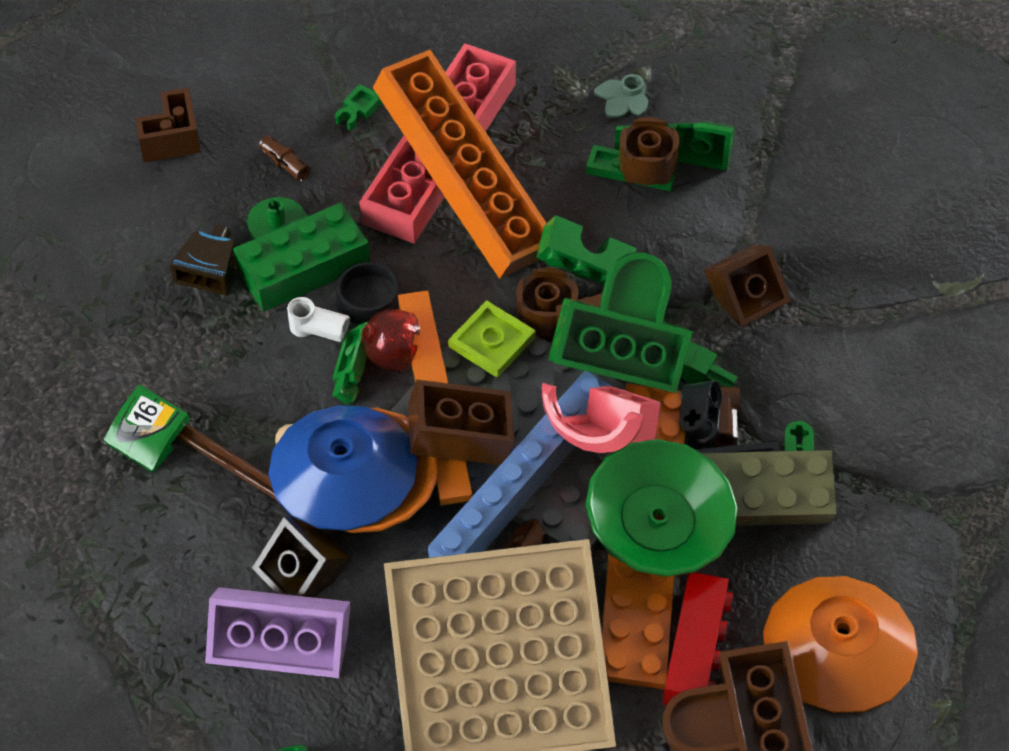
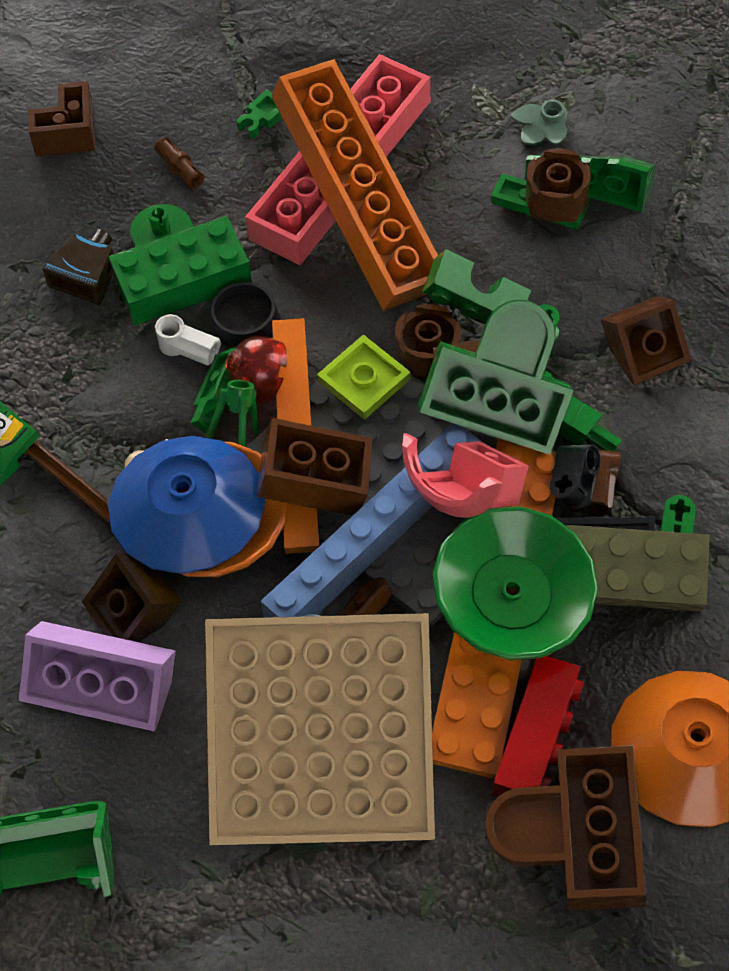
camera: 10 degrees right, 5 degrees up
(381, 368) = (241, 398): none -> green plant

